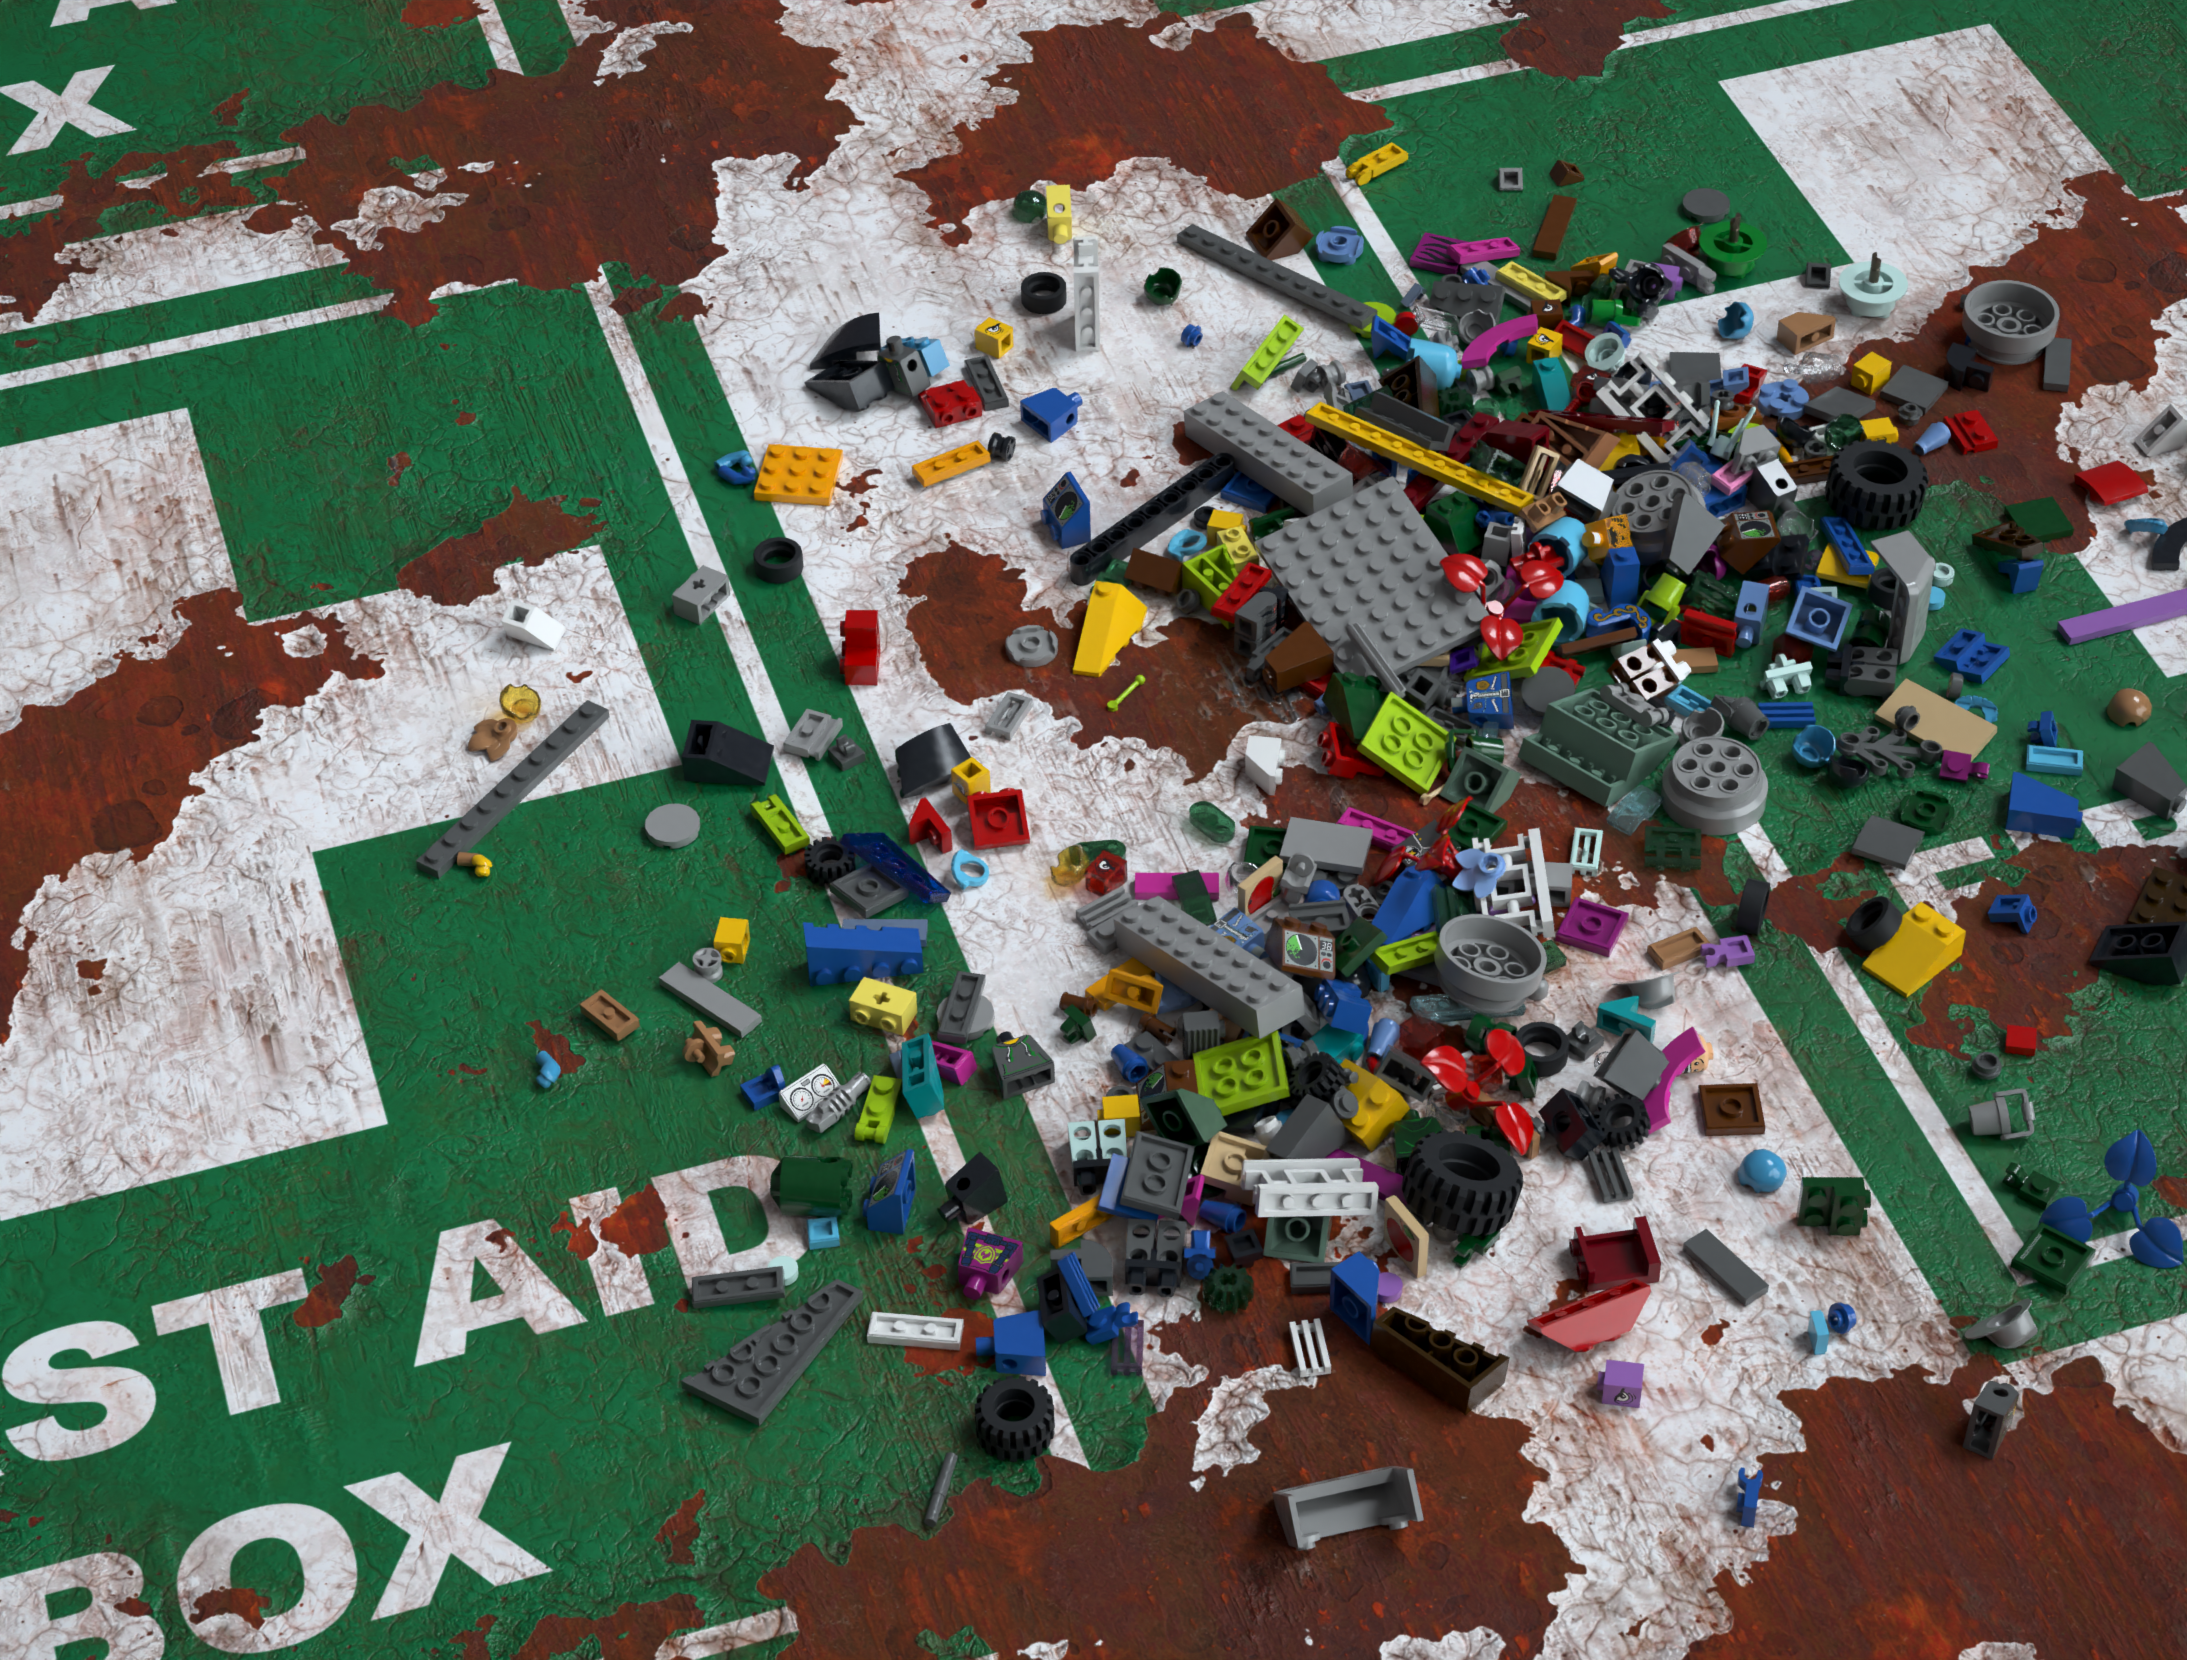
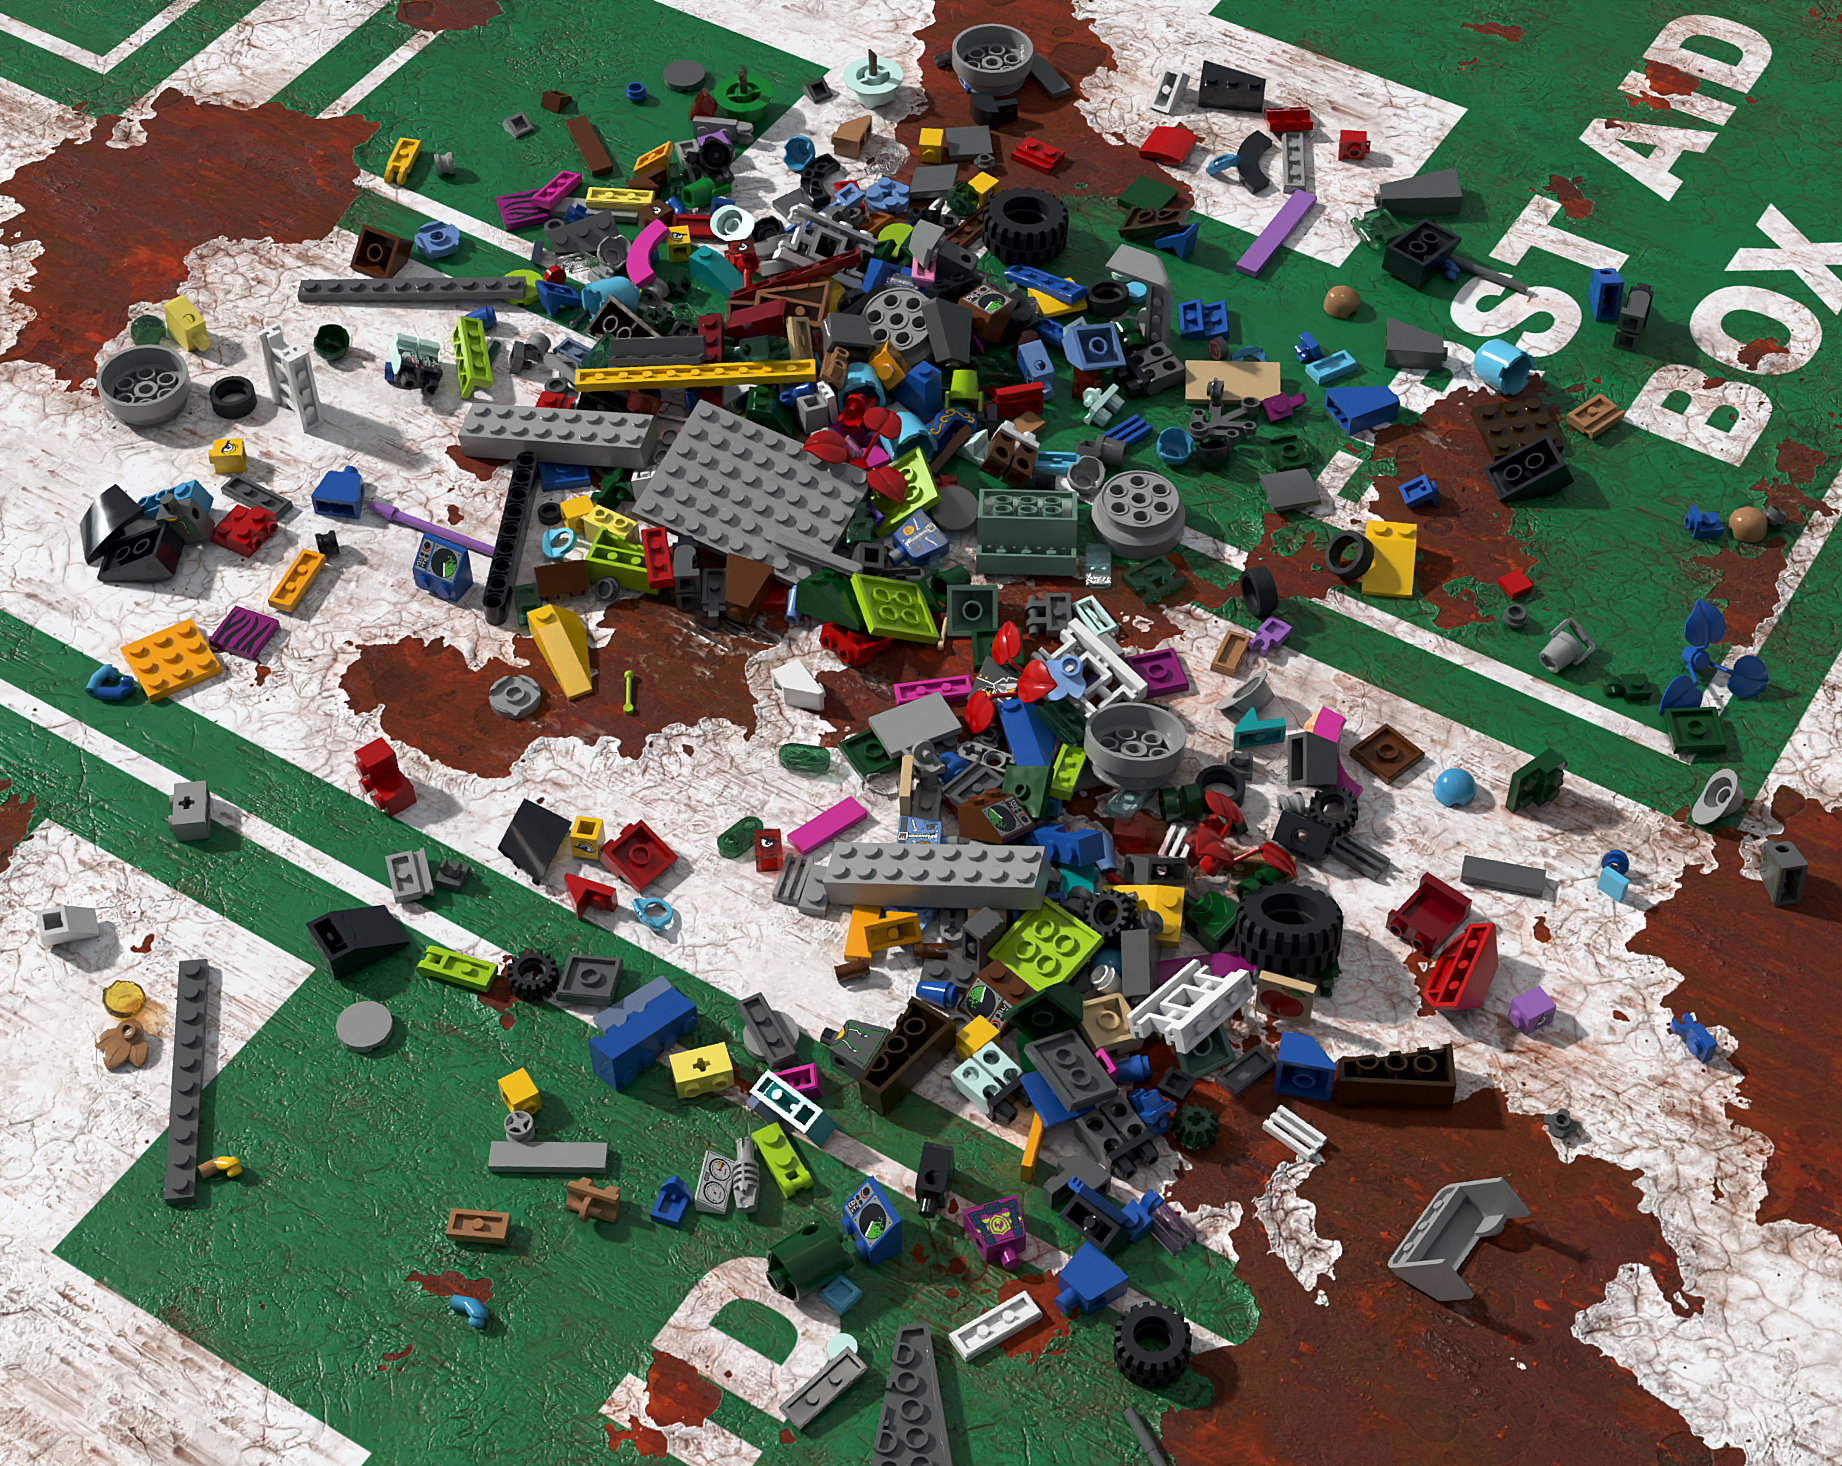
camera: 40 degrees left, 5 degrees up
(778, 572) = (227, 728): black tyre -> none
(873, 483) = (244, 632): none -> magenta tile
(897, 864) = (583, 942): clear blue wing -> none
(978, 247) = (144, 386): none -> light grey wheel
(992, 724) = (558, 780): light grey tile -> none
(1047, 1090) = (907, 1055): none -> dark brown wedge
(1071, 866) = (735, 860): clear yellow hair -> none
(1077, 1026) = (870, 987): dark green tile -> none
(1079, 452) = (392, 513): none -> medium lavender bar
(1194, 896) = (852, 825): clear green slope -> none
(1206, 344) = (415, 363): none -> hips
(1313, 328) = (485, 314): none -> blue cone
(1408, 182) = (444, 164): none -> light grey wheel
(1446, 661) = (862, 527): none -> clear green plate
(1551, 1492) = (1560, 1130): none -> dark grey plate
(1553, 825) = (1057, 610): none -> dark grey plate
(1633, 705) = (1026, 485): light grey plate -> none
(1645, 198) = (636, 91): none -> blue plate
(1723, 445) = (895, 250): light aqua plant -> none
(1727, 349) = (813, 177): none -> black tile
(1741, 502) = (951, 288): none -> black brick
(1934, 437) = (1020, 171): medium blue cone -> none

